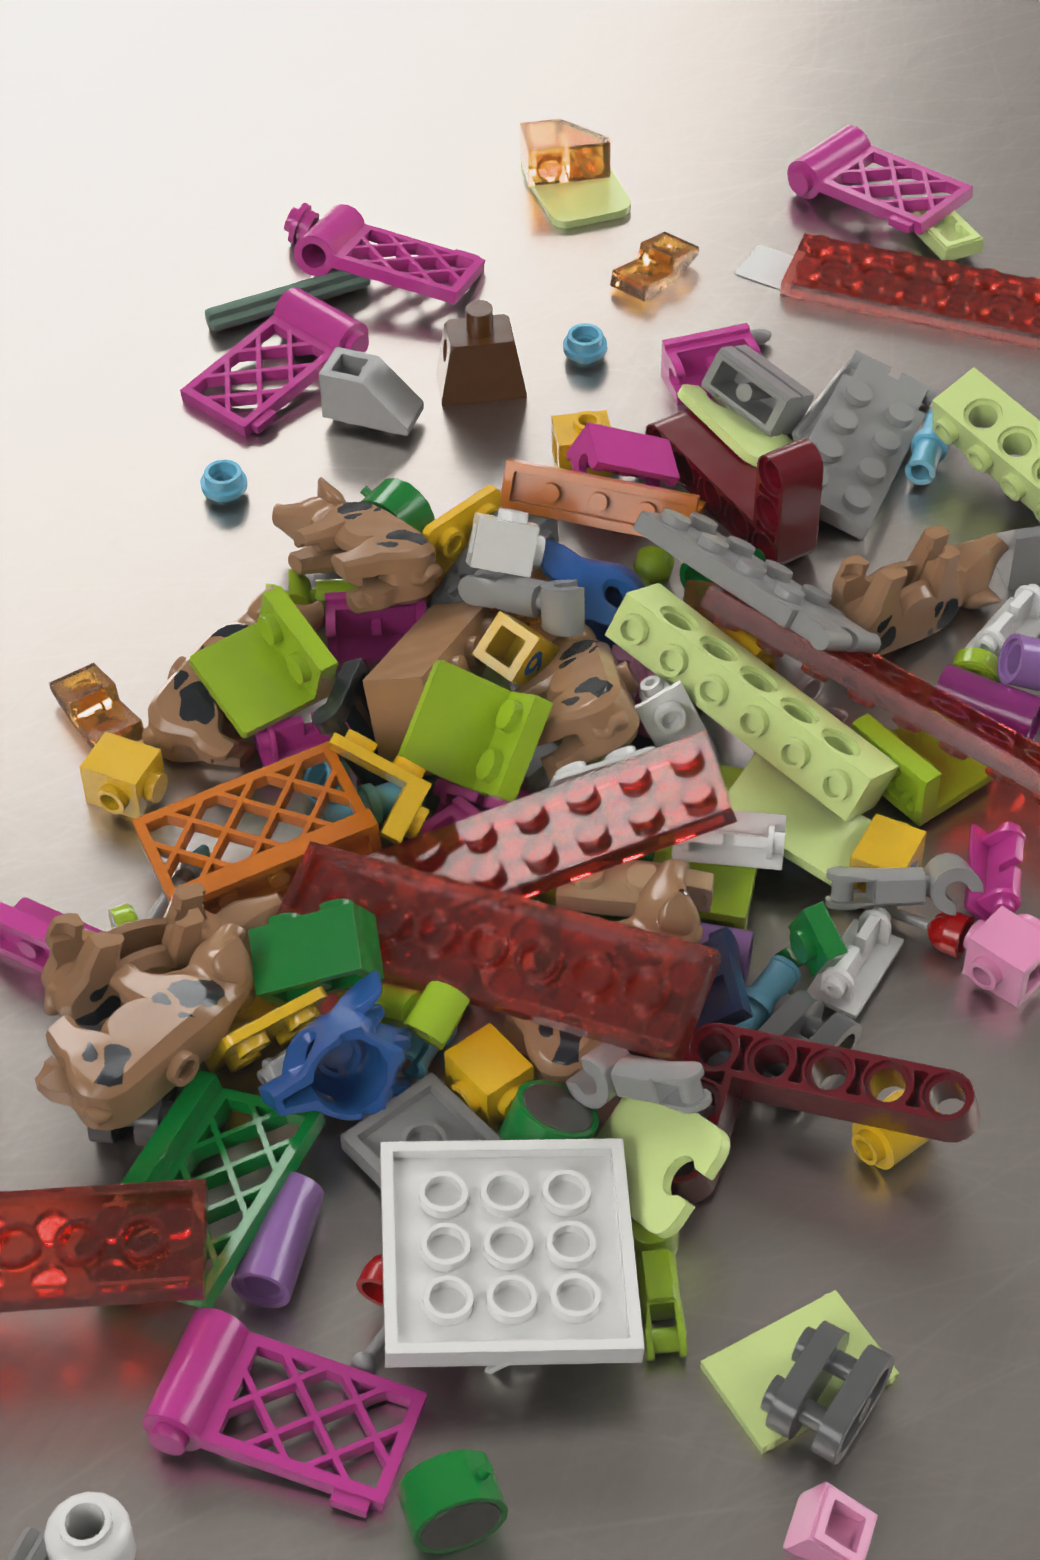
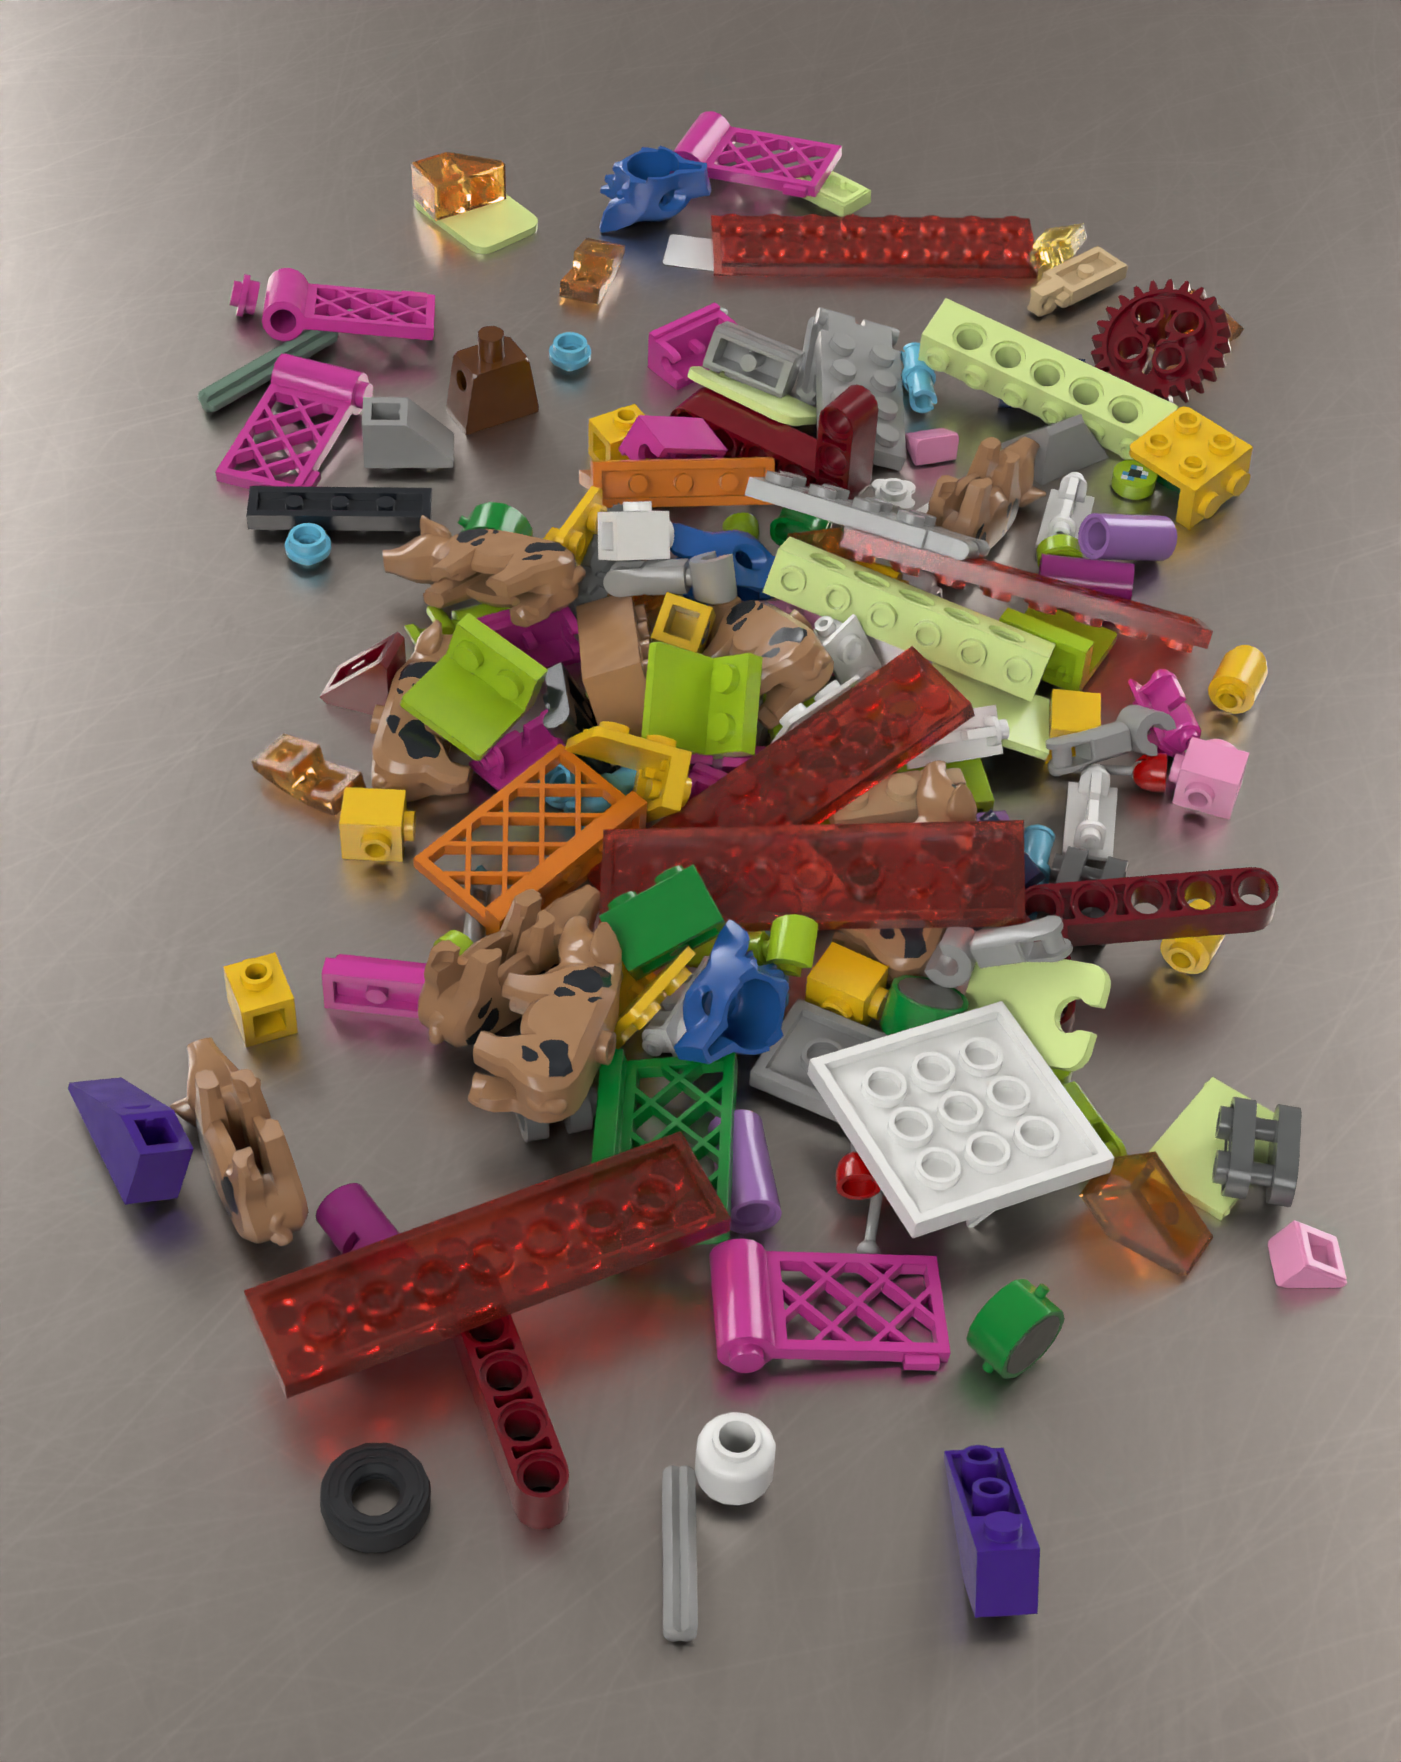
camera: 25 degrees left, 0 degrees up
(197, 622) = (366, 677): none -> slope
(273, 452) = (338, 507): none -> black plate
(672, 1421) = (1148, 1212): none -> clear orange slope
(750, 193) = (646, 191): none -> blue piece
(814, 940) = (1062, 802): green plate -> none
(827, 564) = (895, 492): none -> white plate
(905, 520) = (932, 446): none -> bright pink slope

